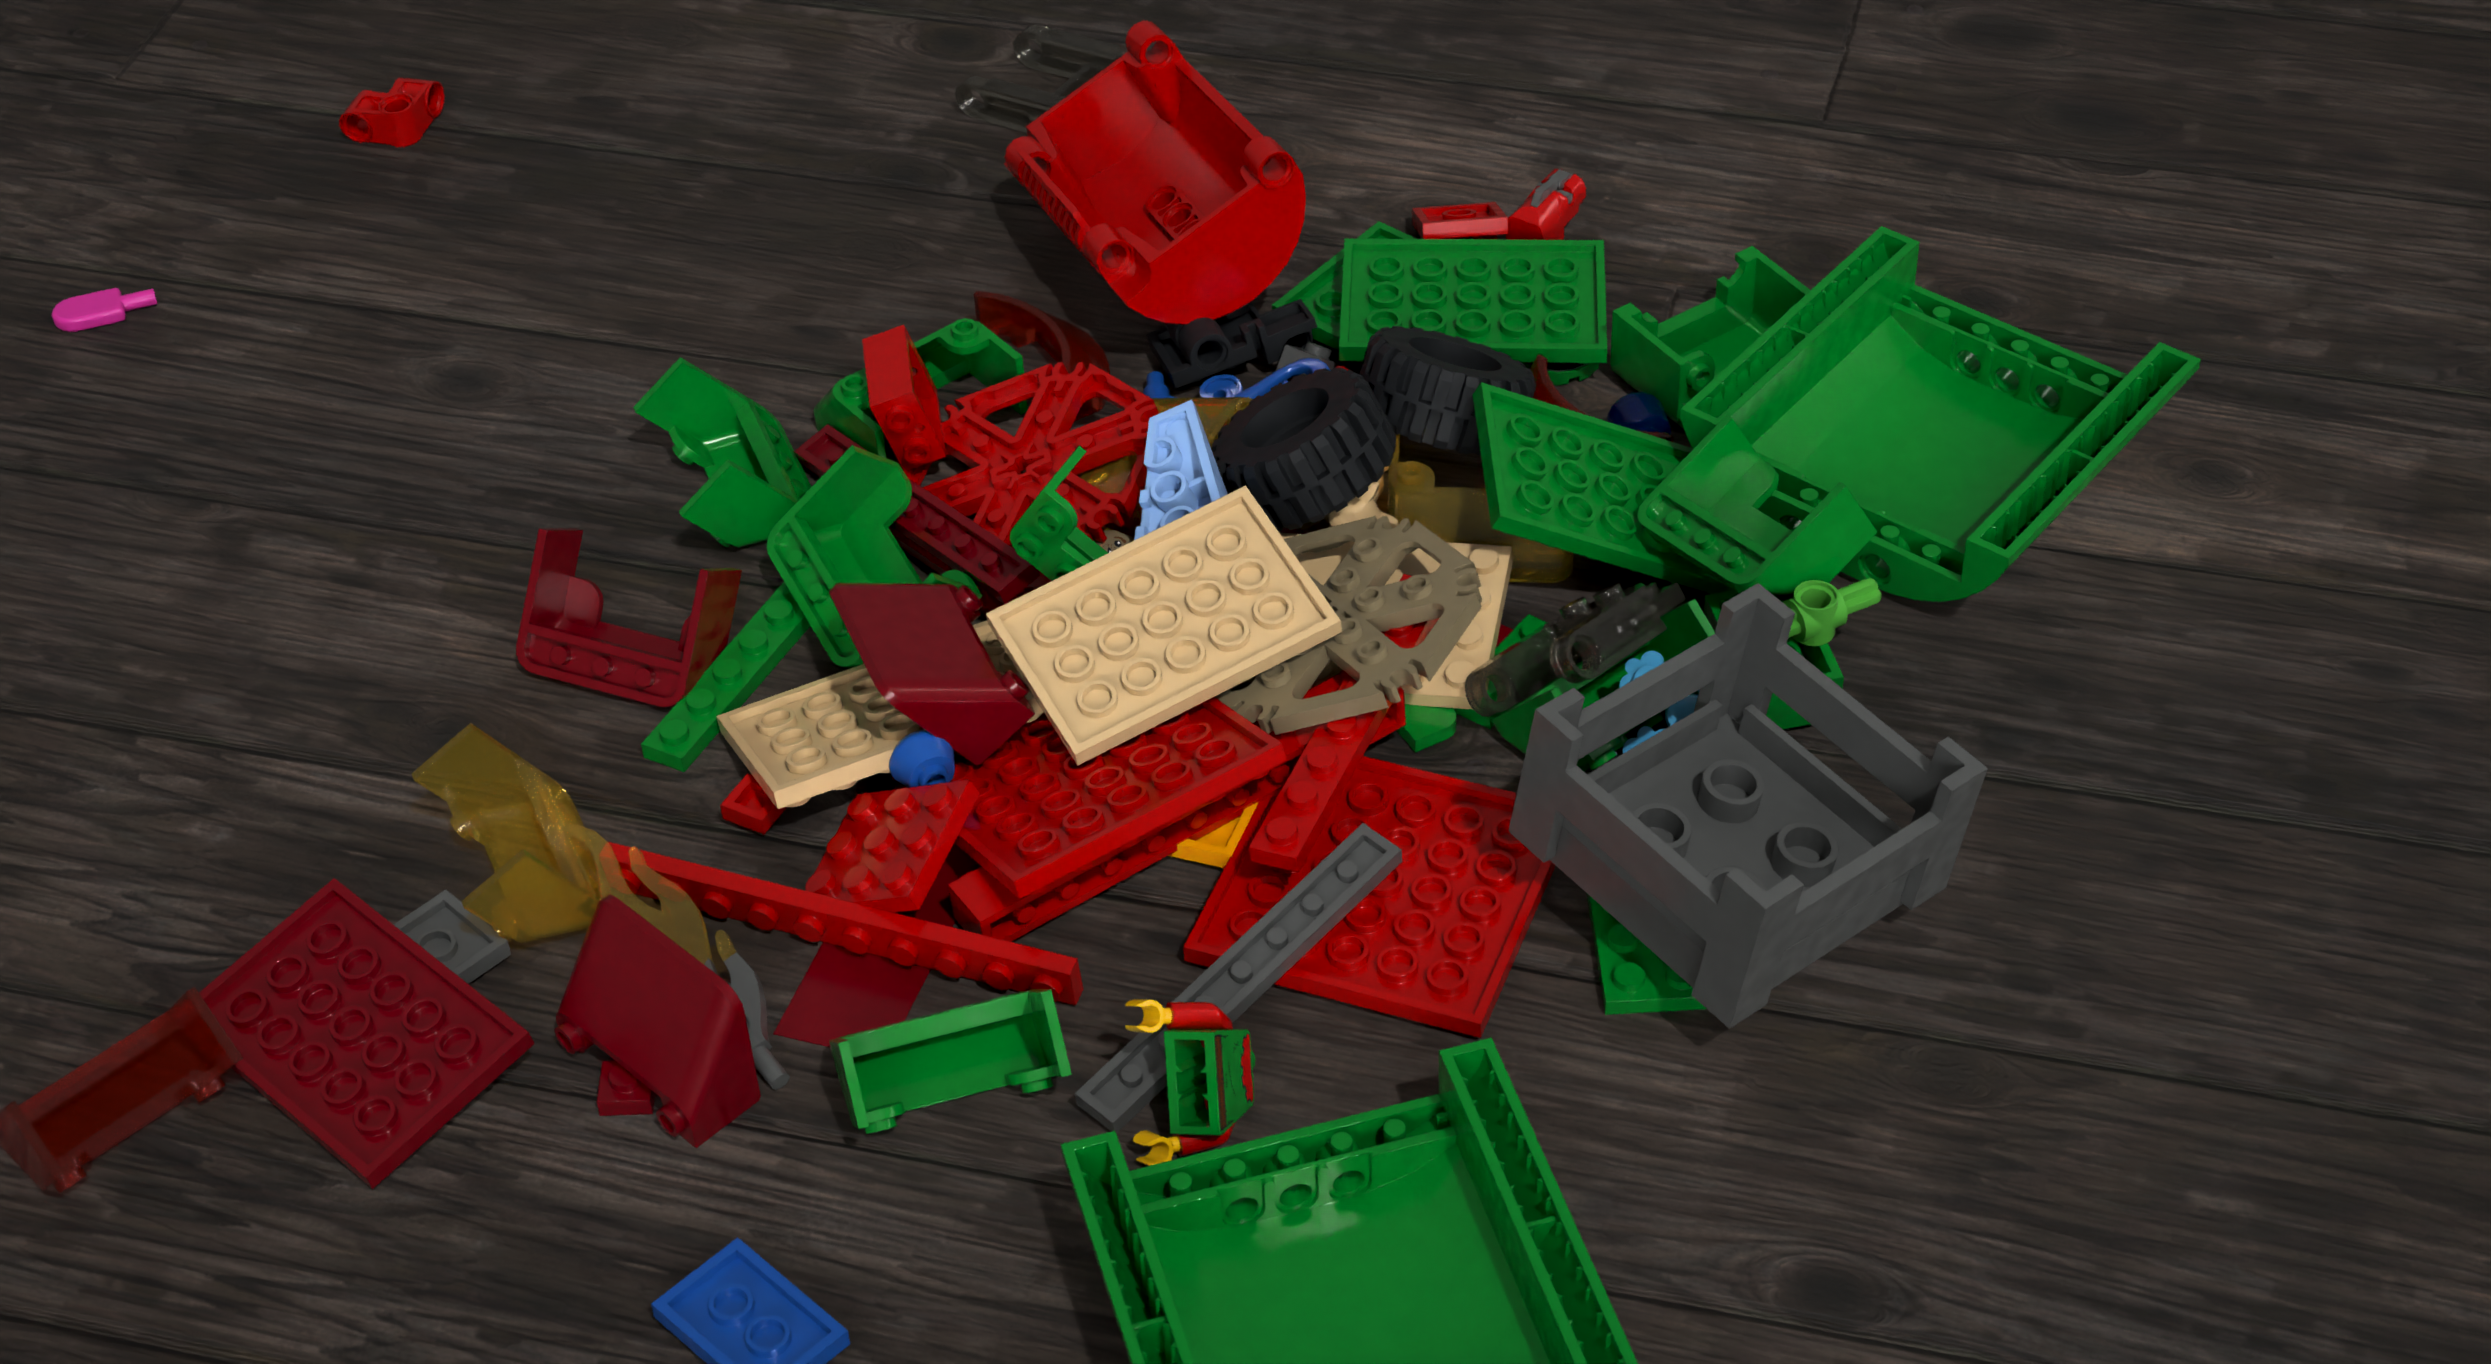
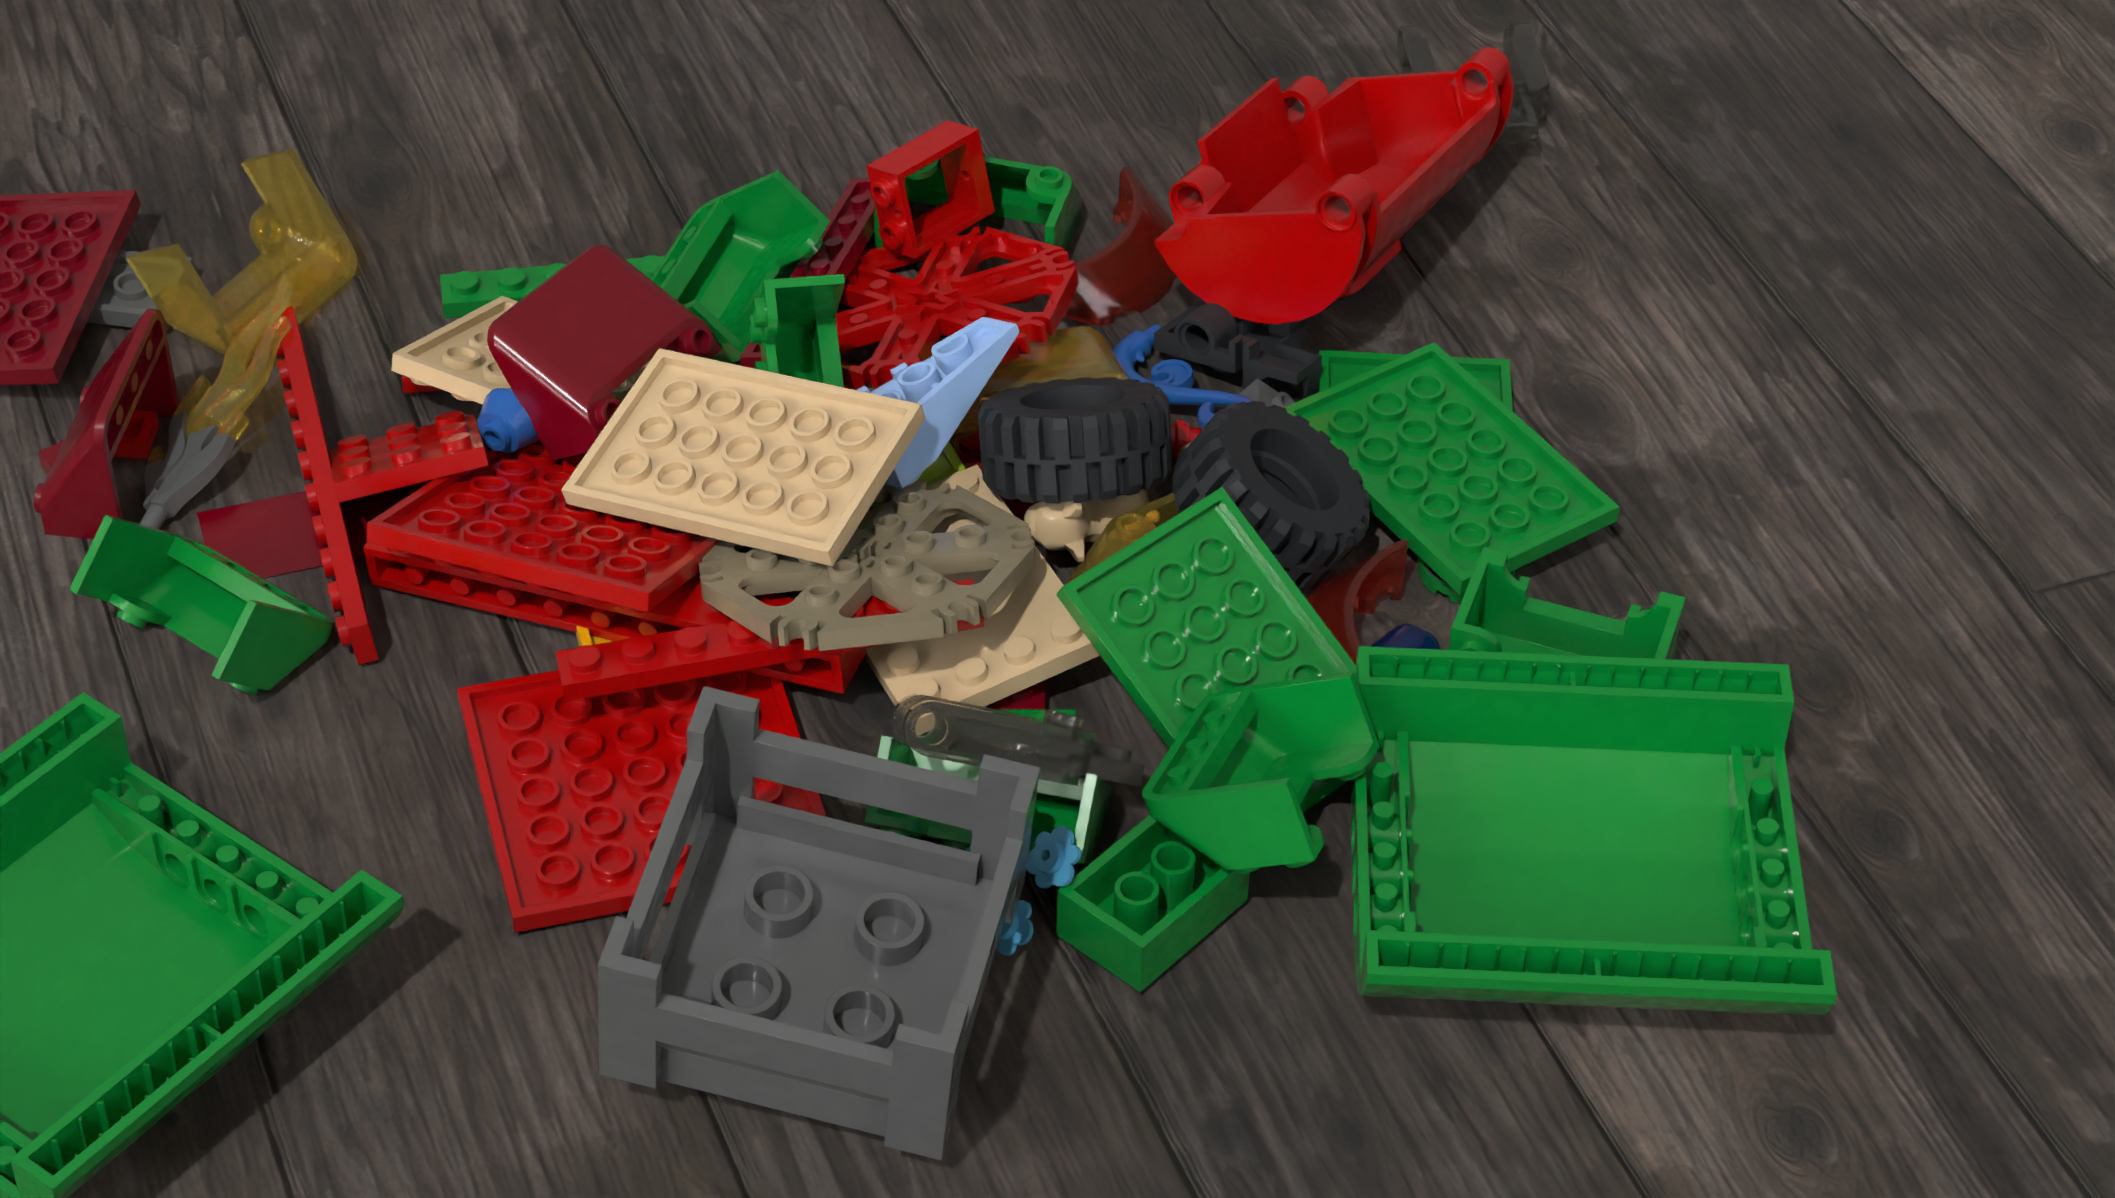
camera: 50 degrees right, 0 degrees up
(568, 641) = (526, 181): dark red windscreen -> none
(738, 445) = (826, 122): green windscreen -> none
(1206, 1076) = (295, 763): torso -> none
(1247, 968) = (439, 734): dark grey plate -> none
(1427, 726) = (869, 711): green tile -> none
(1461, 220) = (1562, 409): red plate -> none
(1548, 208) = (1632, 453): red plate -> none
(1823, 608) = (1188, 878): bright green axle -> none

